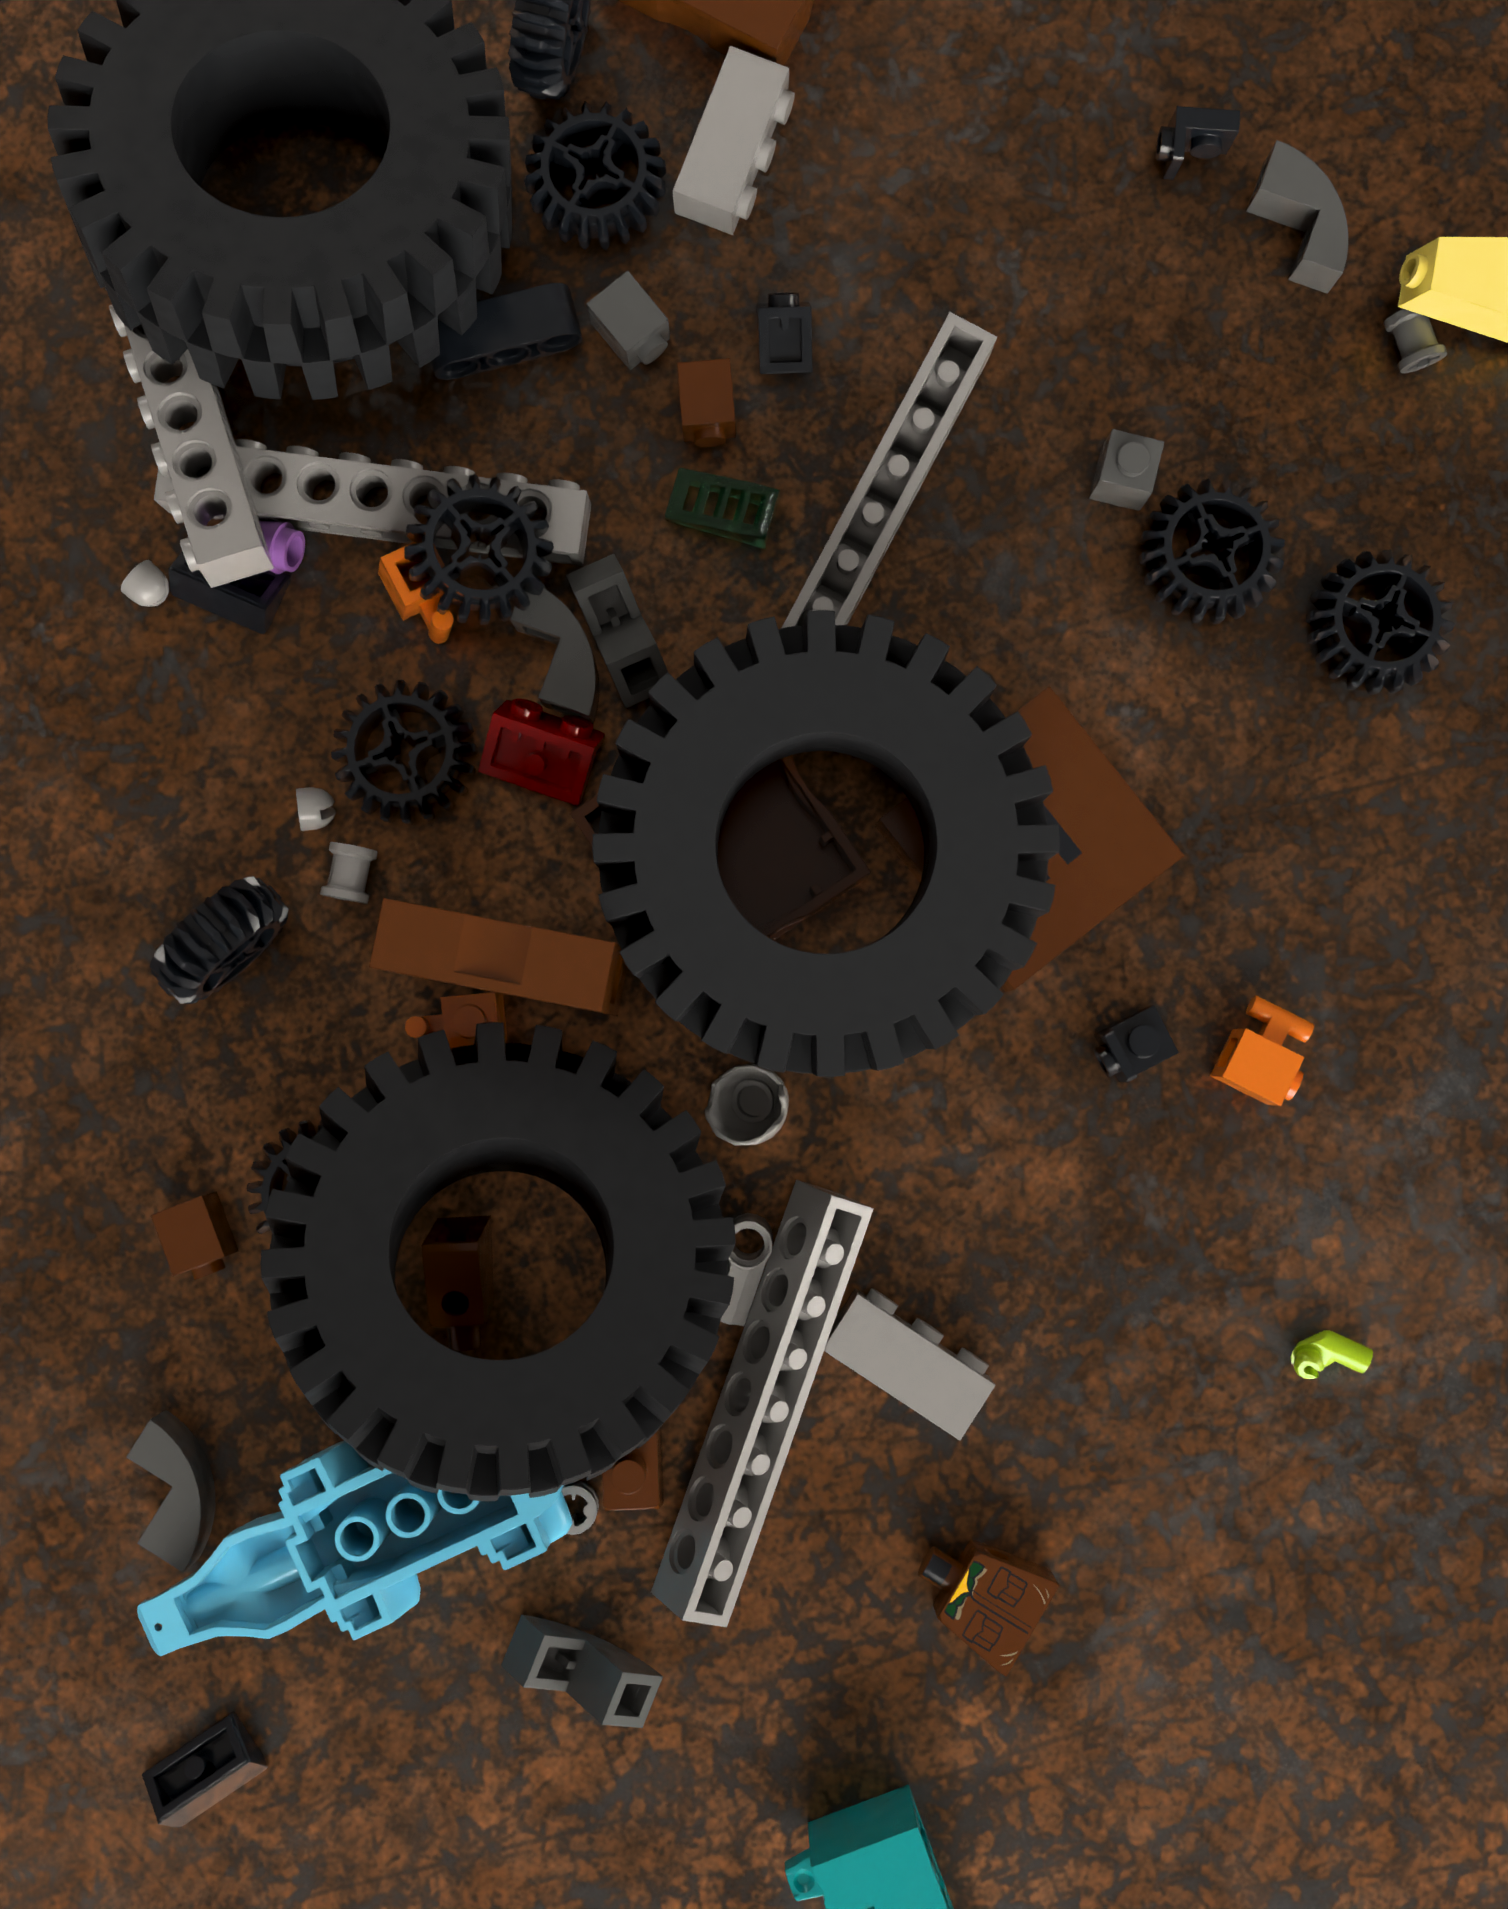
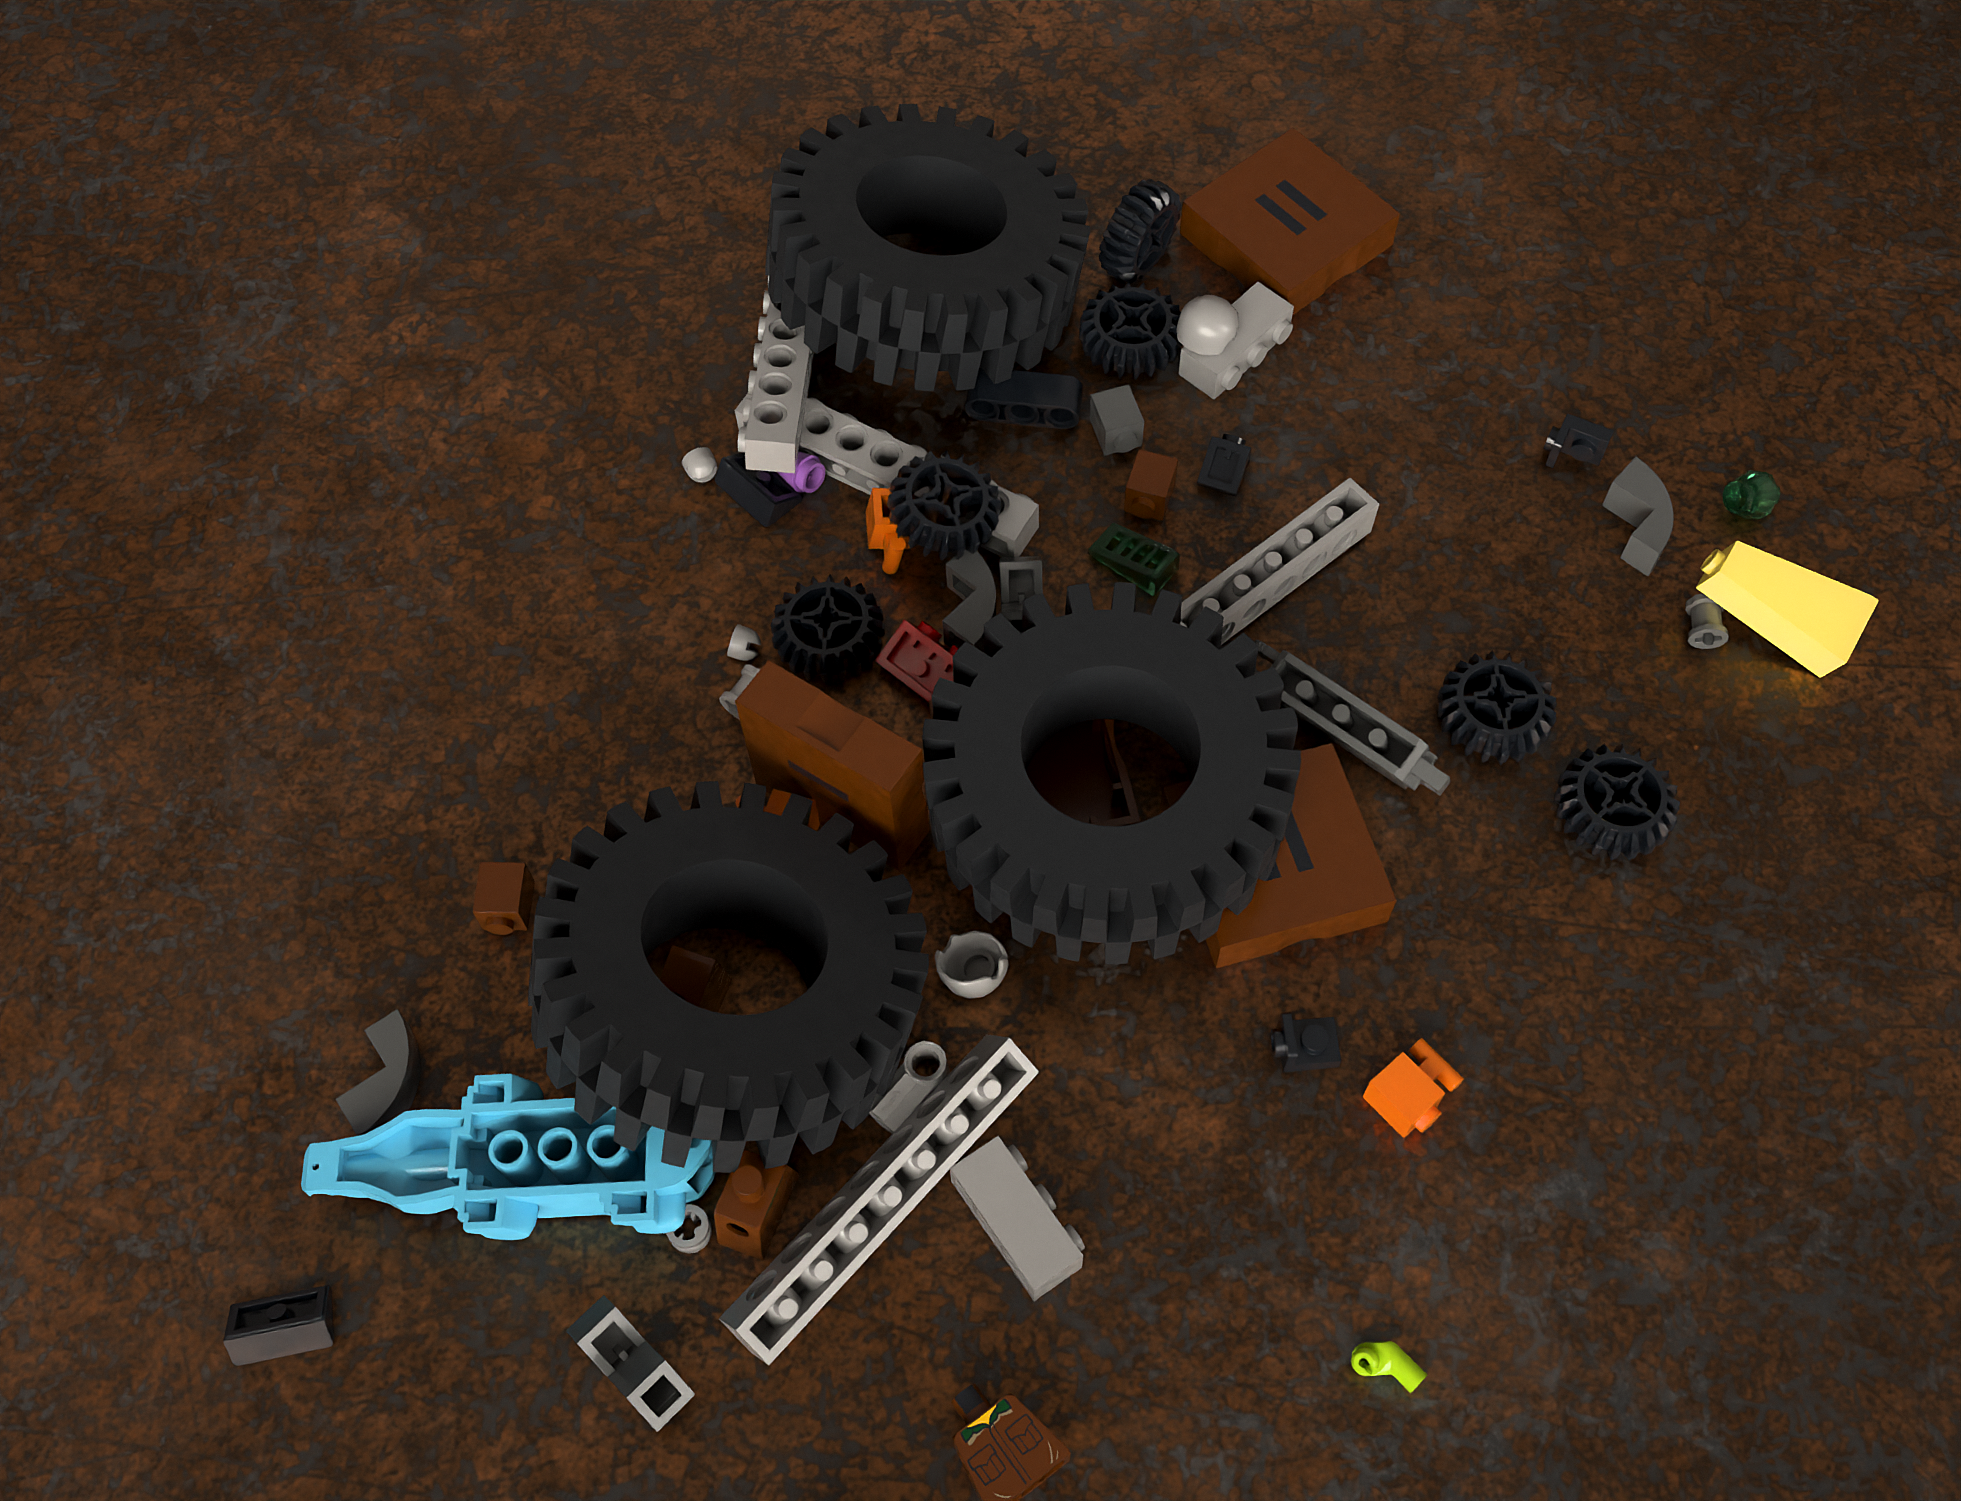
camera: 25 degrees right, 25 degrees down
(219, 940) = (632, 694): black gear -> none
(694, 145) = (1207, 325): none -> light grey hair
(1047, 641) = (1354, 724): none -> dark grey hinge
(1126, 470) = (1448, 629): dark grey brick -> none
(1423, 135) = (1751, 495): none -> clear green rock

